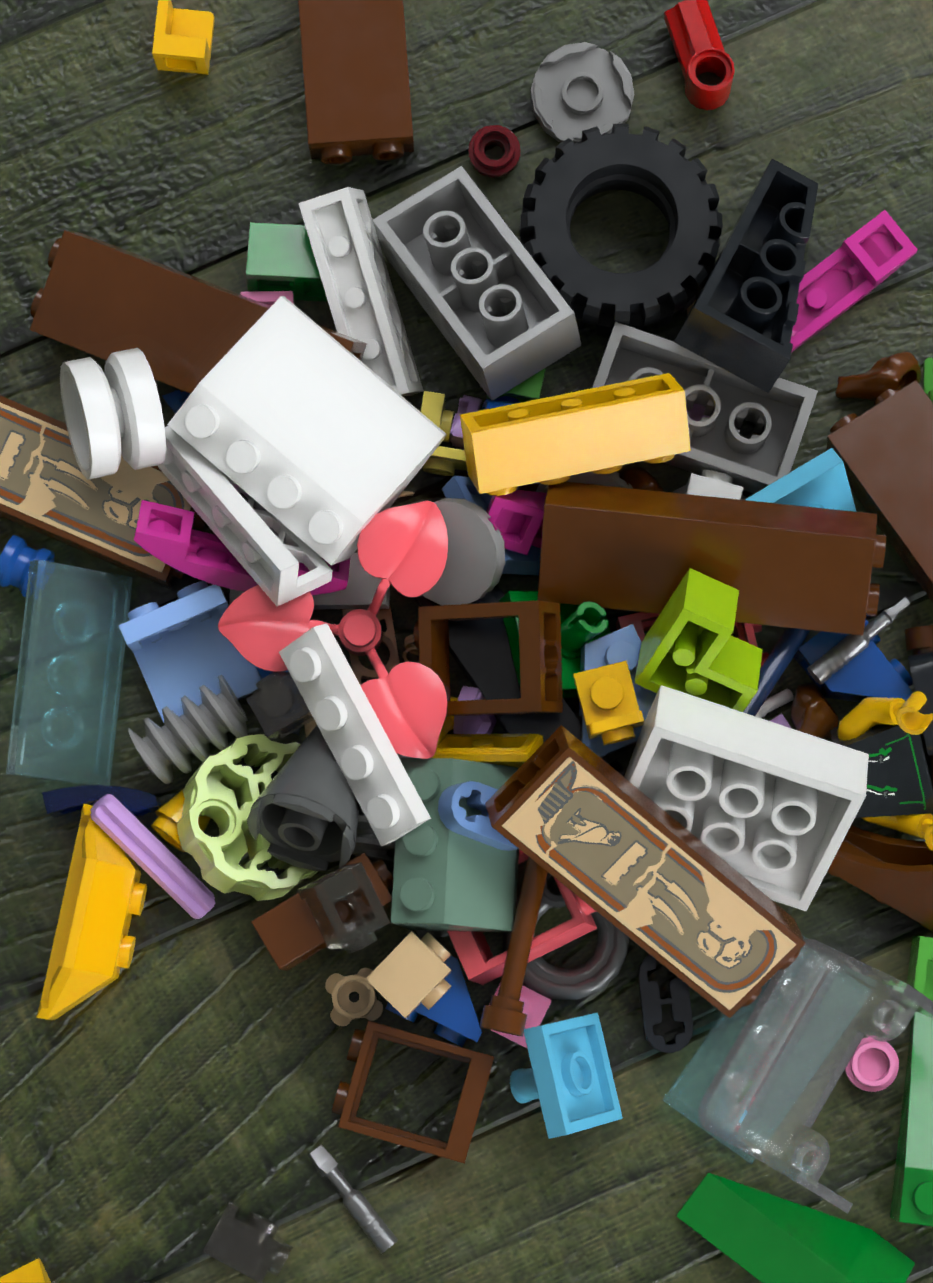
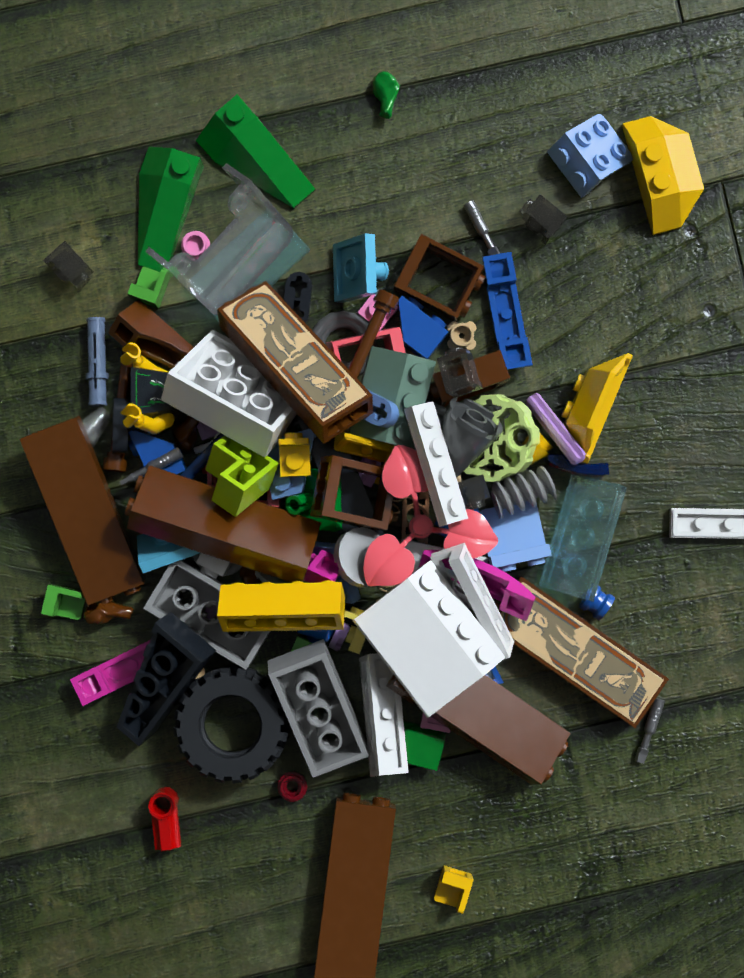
camera: 170 degrees left, 5 degrees up
(113, 413) = (533, 671): white wheel -> none
(281, 1055) = (506, 310): none -> blue slope
(413, 974) = (429, 334): tan brick -> none
(581, 90) = (236, 810): light grey tile -> none

